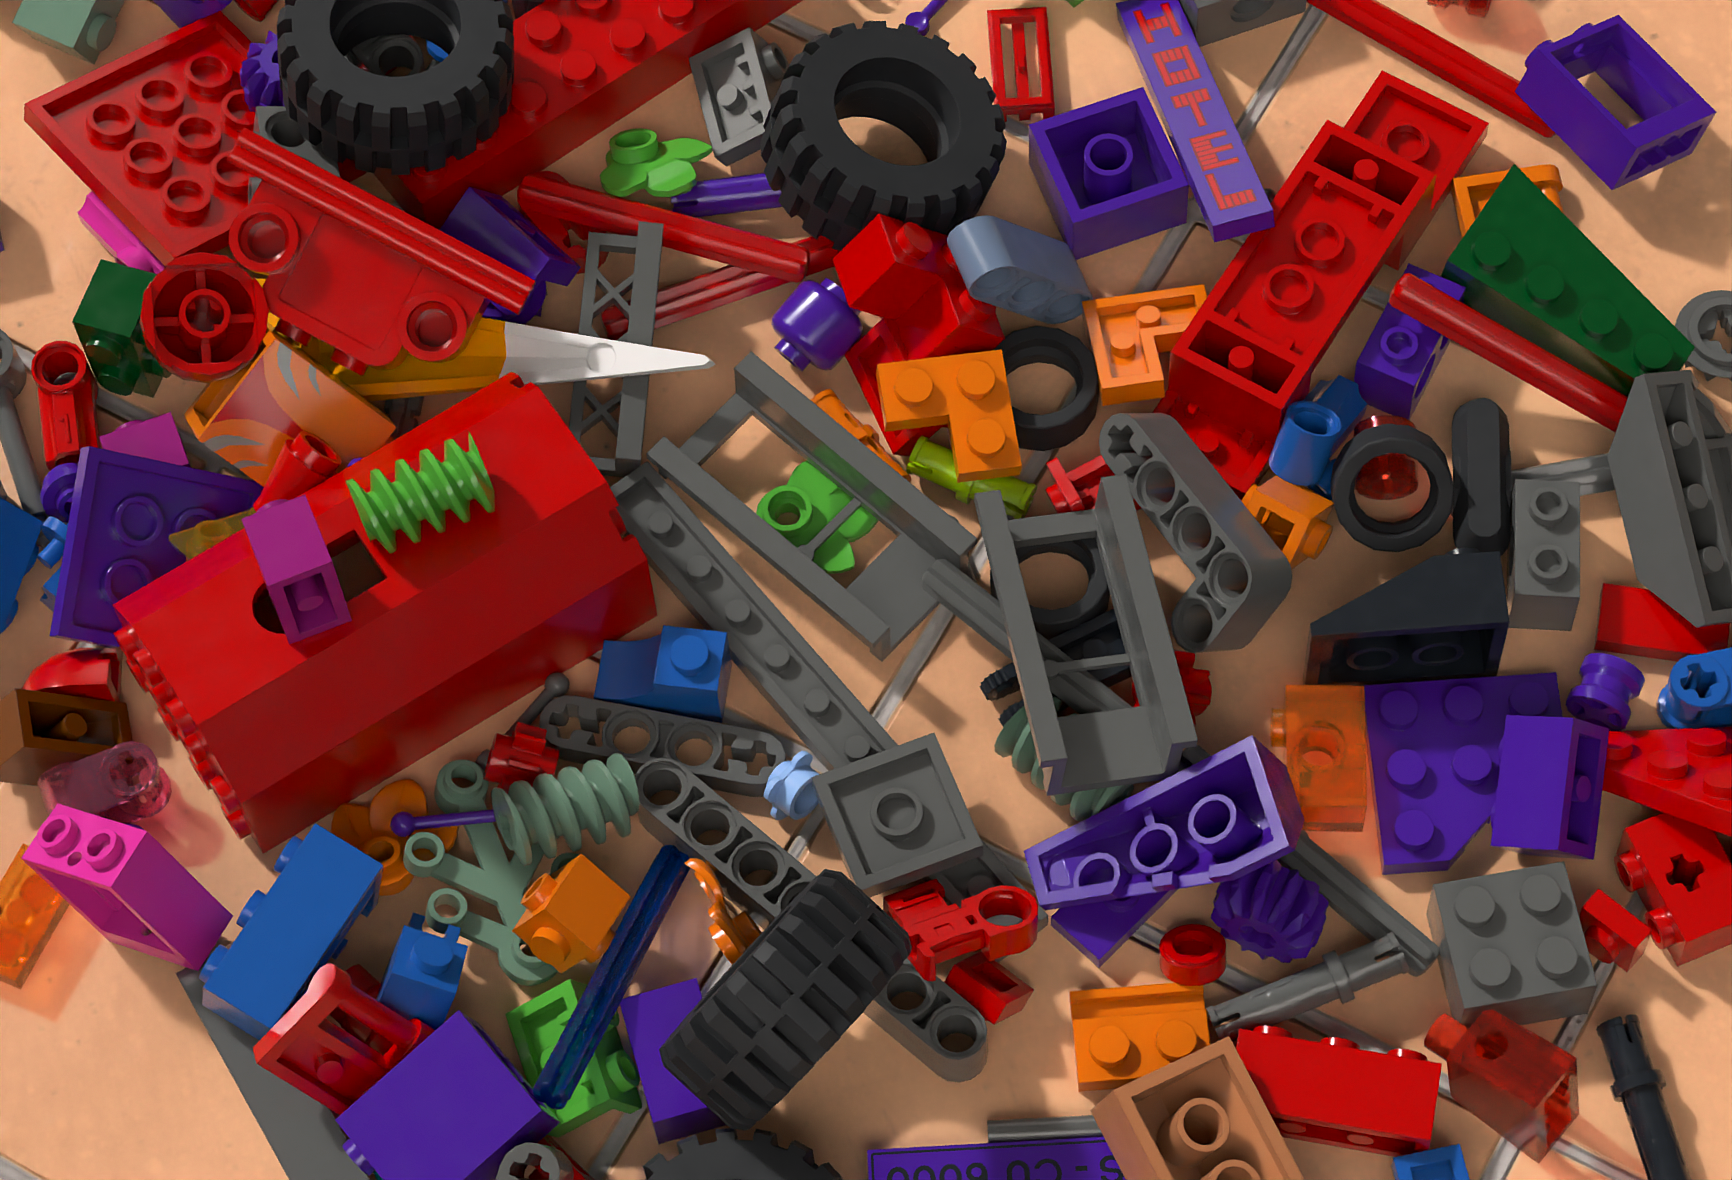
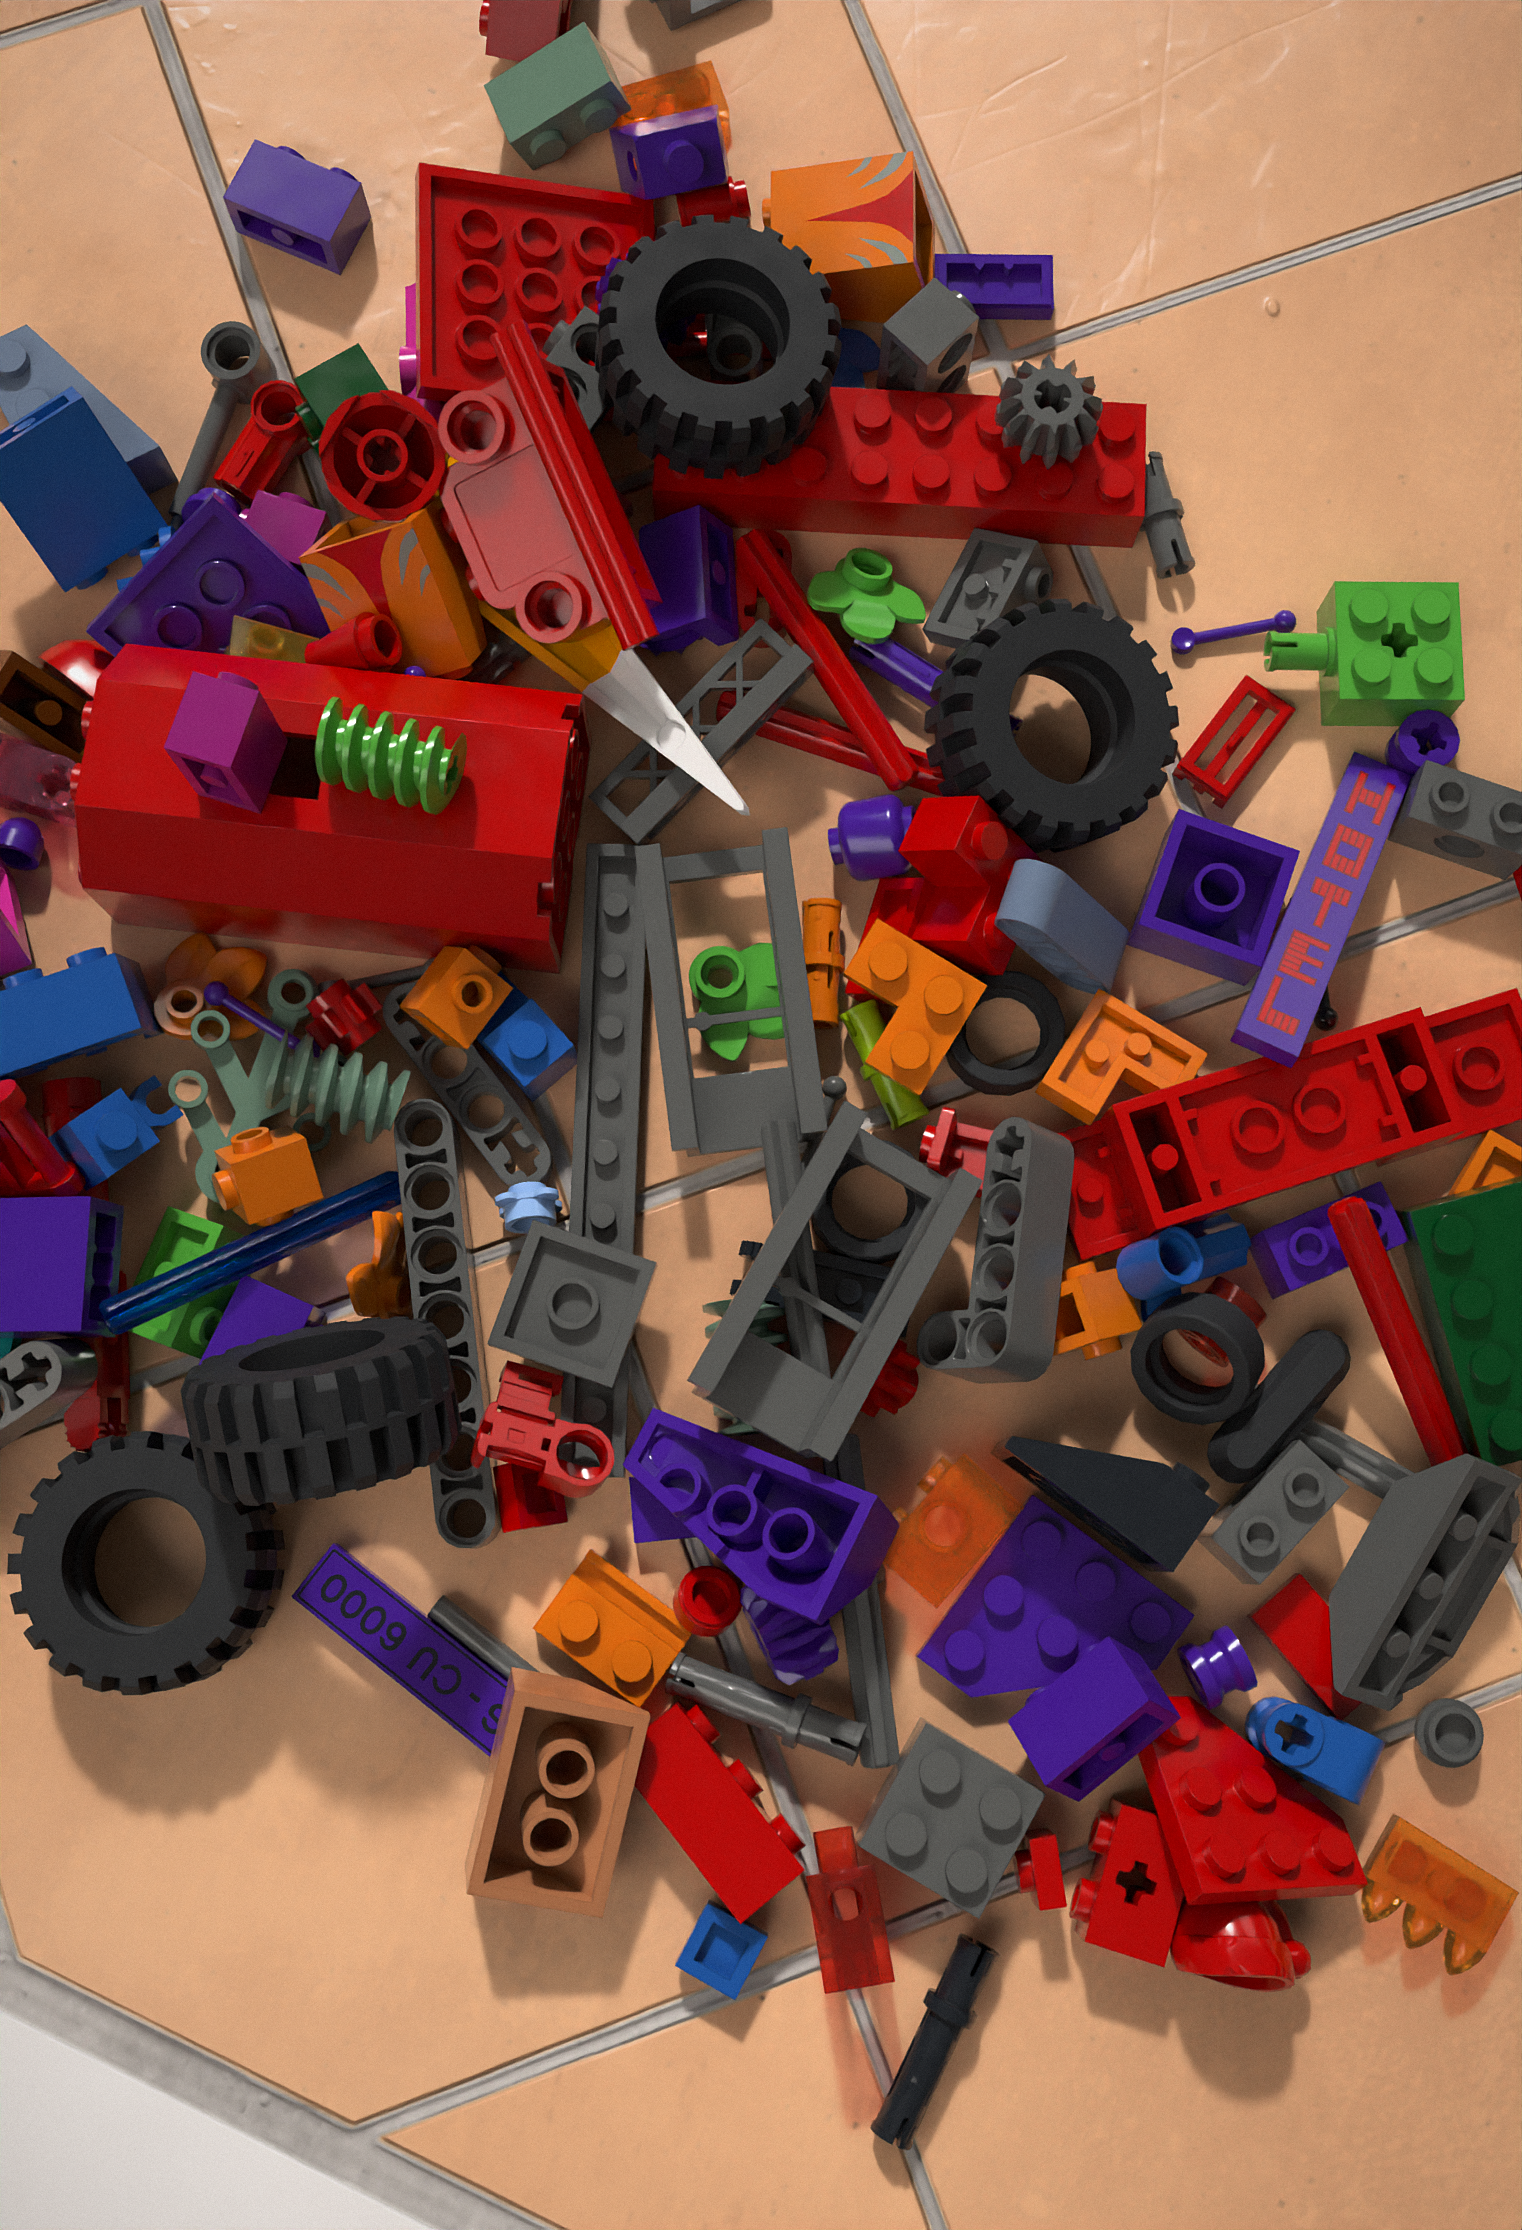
camera: 35 degrees right, 15 degrees up
(603, 669) = (457, 995): none -> orange brick

